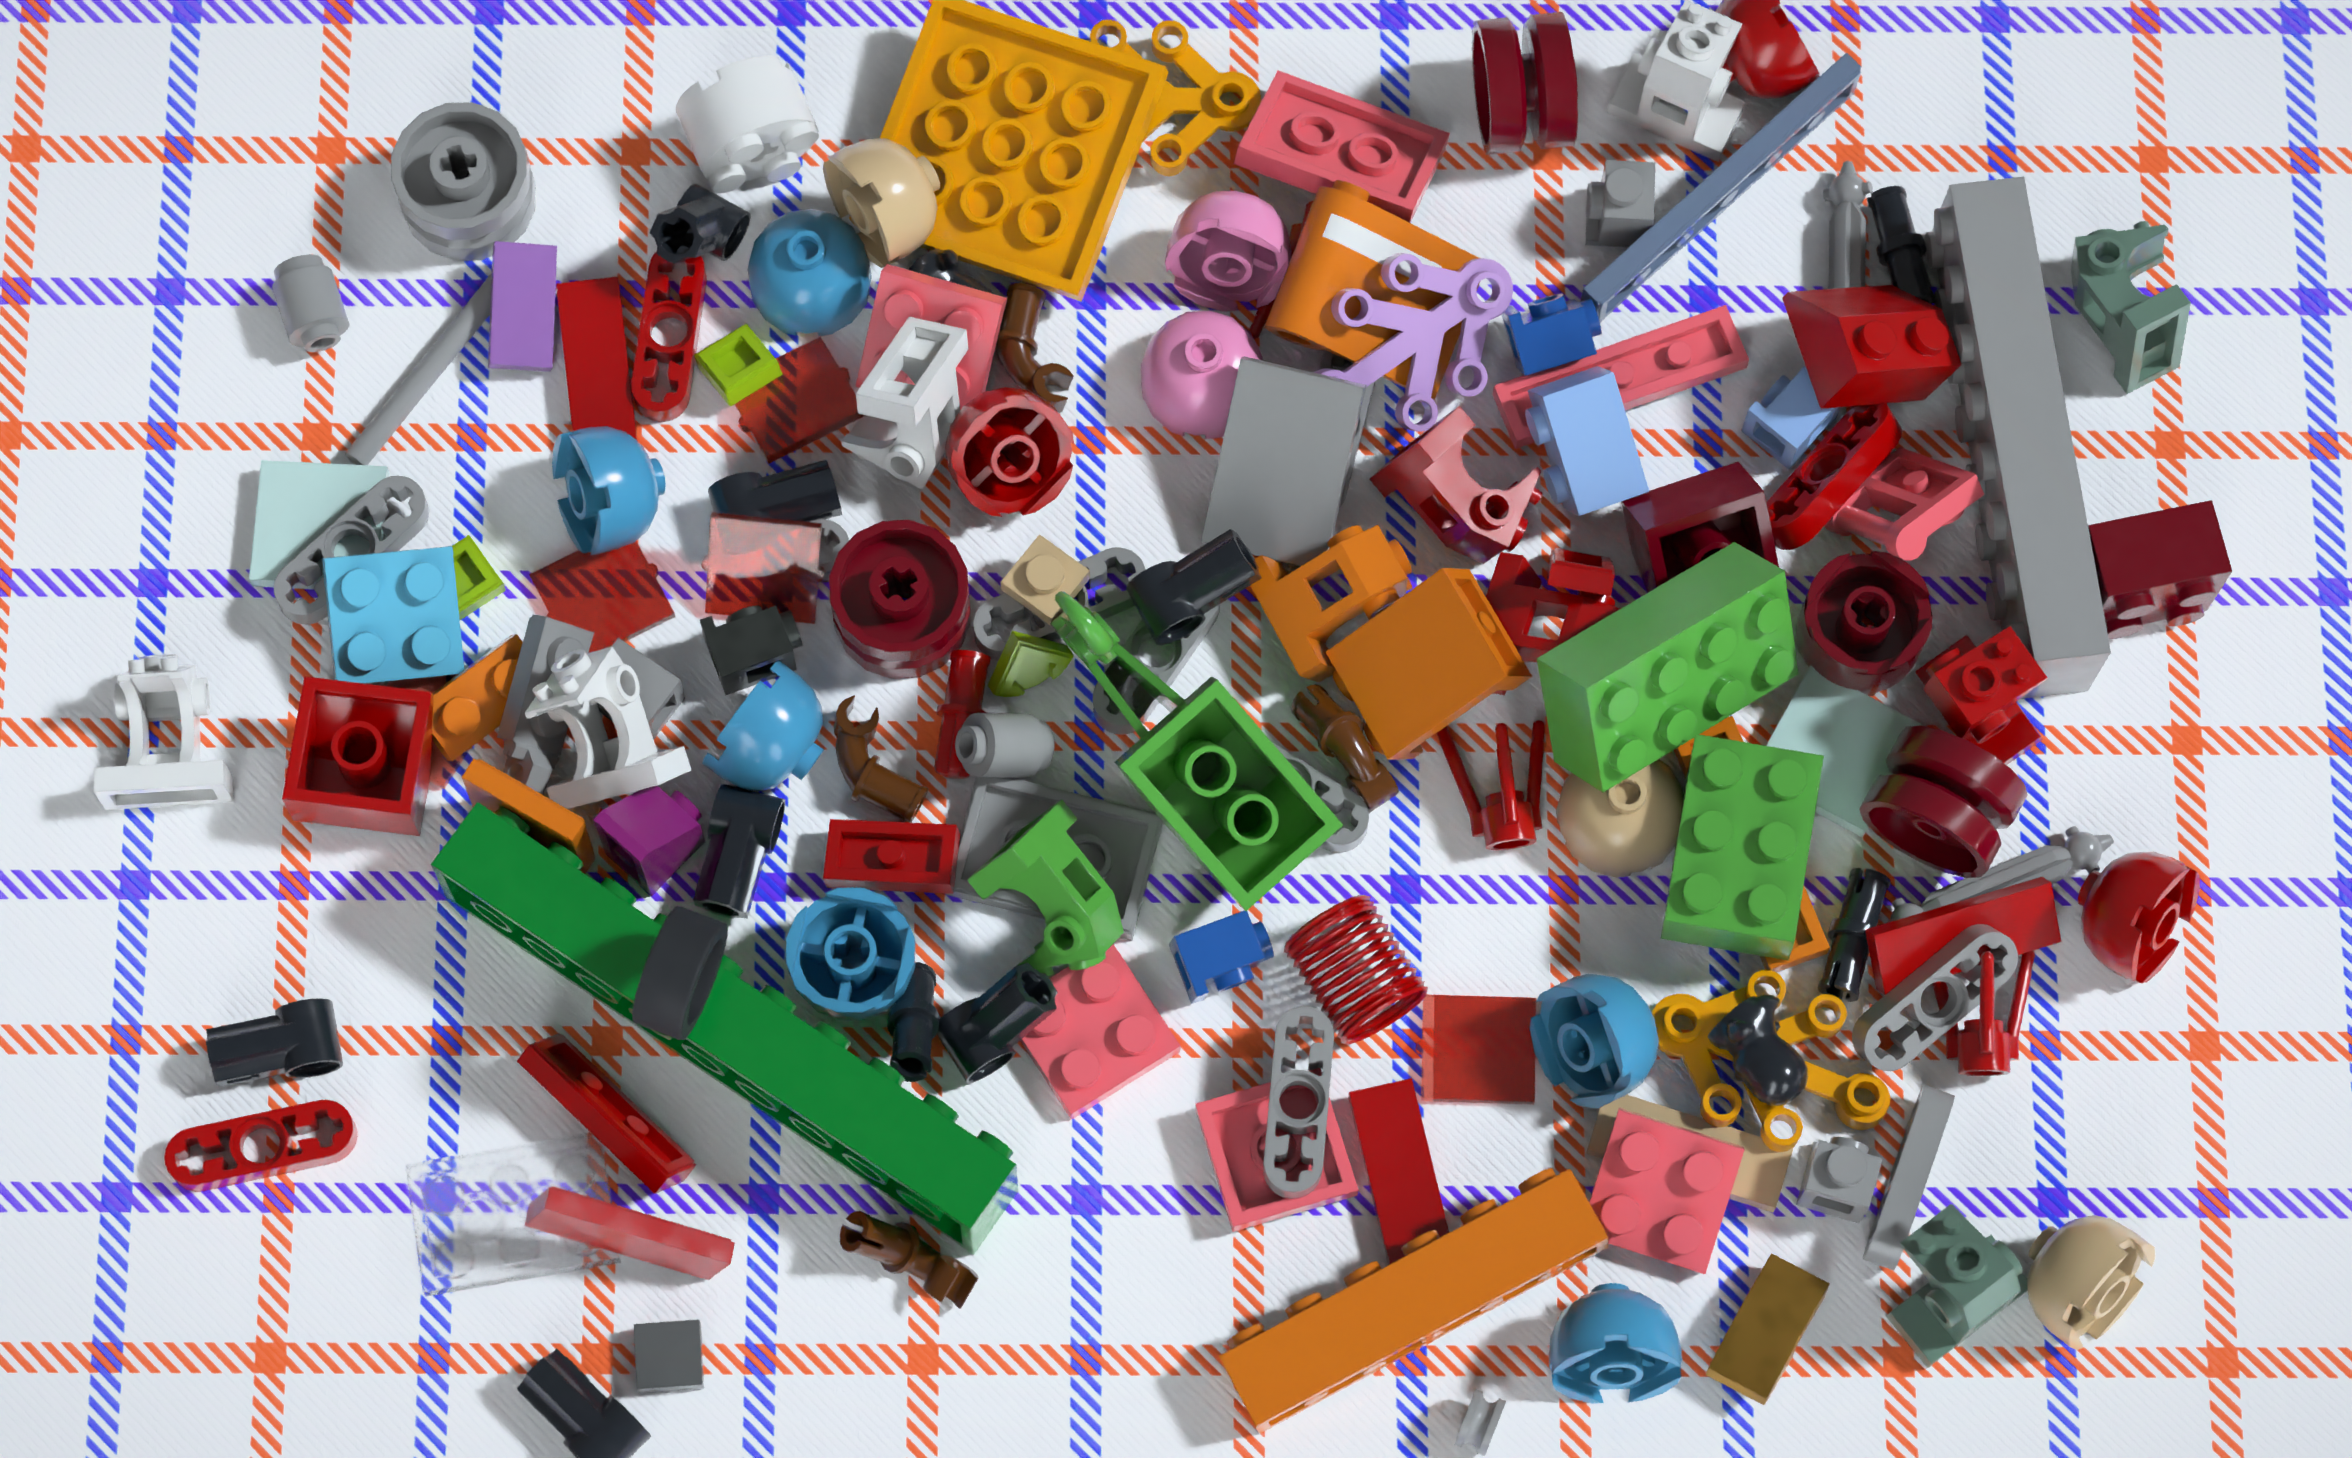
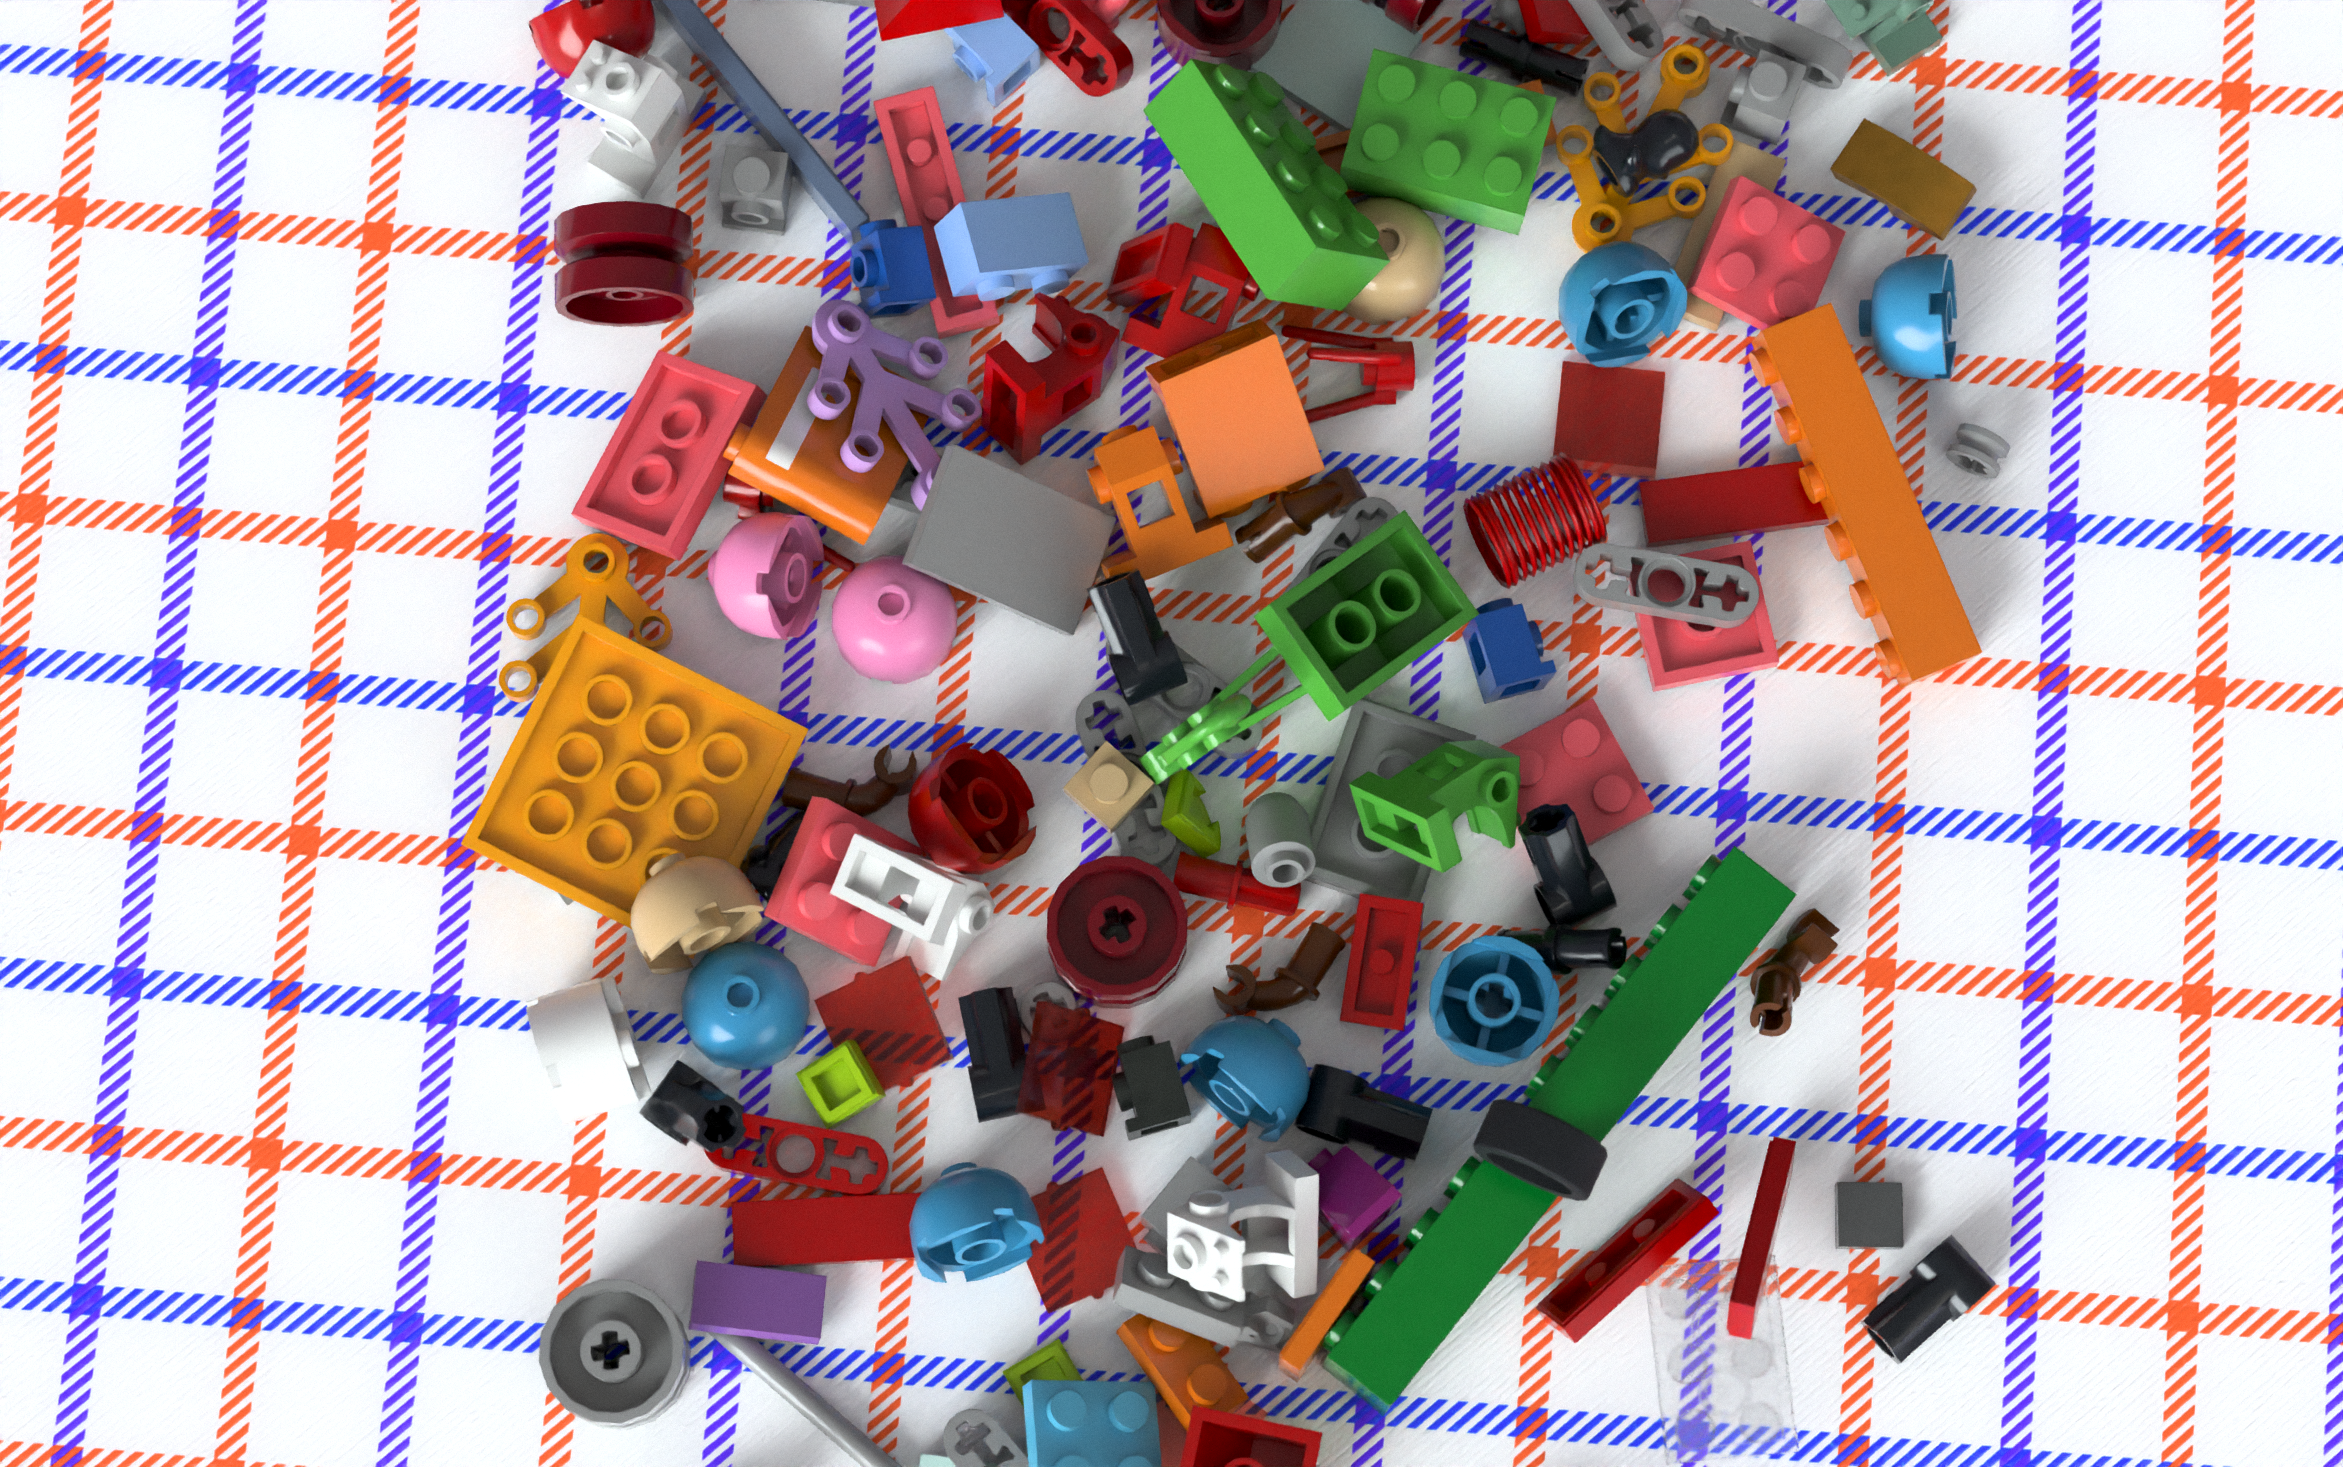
camera: 85 degrees left, 5 degrees up
(1695, 519) = (1113, 154): dark red slope -> none

